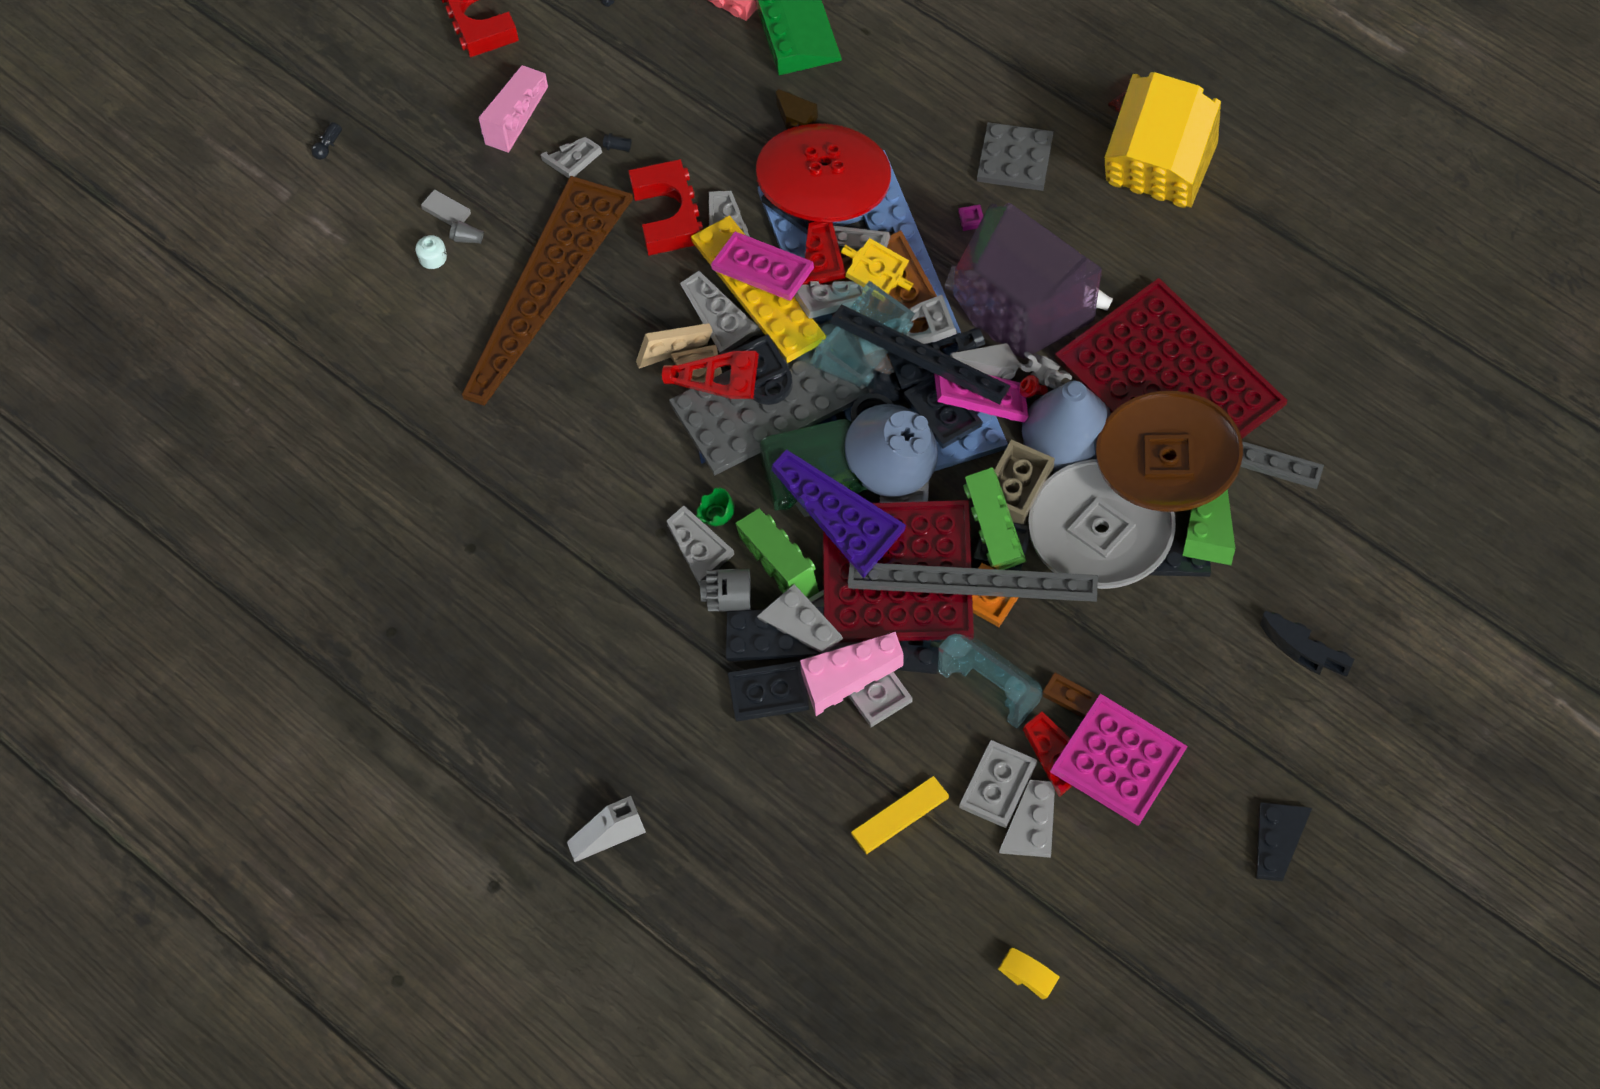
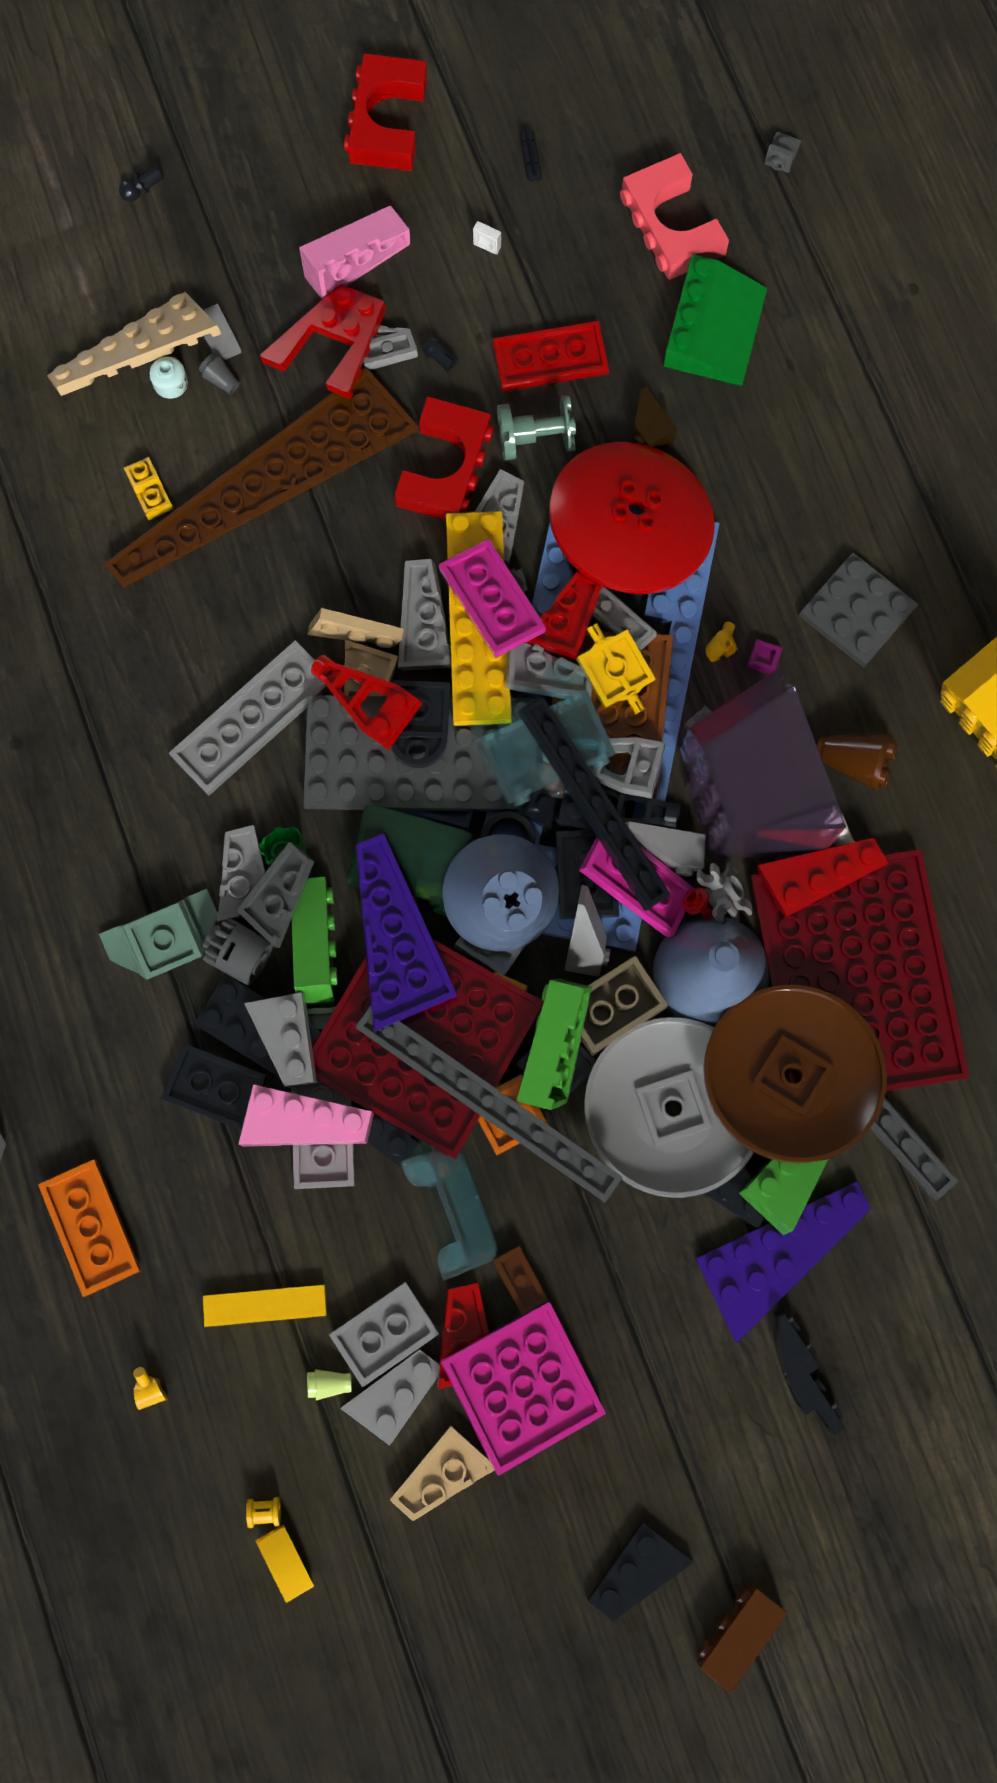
camera: 25 degrees right, 15 degrees up
(395, 239) = (138, 343): none -> tan wing
(460, 332) = (148, 488): none -> yellow slope
(530, 153) = (343, 316): none -> red wing
(602, 54) = (486, 237): none -> white tile
(635, 440) = (249, 719): none -> light grey plate
(663, 615) = (163, 937): none -> sand green piece
(695, 107) = (550, 356): none -> red tile
(707, 159) = (525, 429): none -> sand green piece
(733, 534) = (277, 894): none -> dark grey wing
(738, 833) = (89, 1228): none -> orange plate
(853, 914) = (147, 1389): none -> yellow piece
(937, 223) = (722, 643): none -> yellow piece
(970, 451) = (588, 939): none -> light grey slope
(977, 840) = (327, 1384): none -> yellowish green cone
(991, 948) = (263, 1512): none -> yellow bush
(1085, 237) = (860, 756): none -> reddish brown cone
(1100, 328) = (815, 875): none -> red wing
(1100, 850) = (442, 1473): none -> tan wing
(1231, 592) = (764, 1264): none -> dark purple wing
(1376, 836) = (740, 1637): none -> reddish brown brick

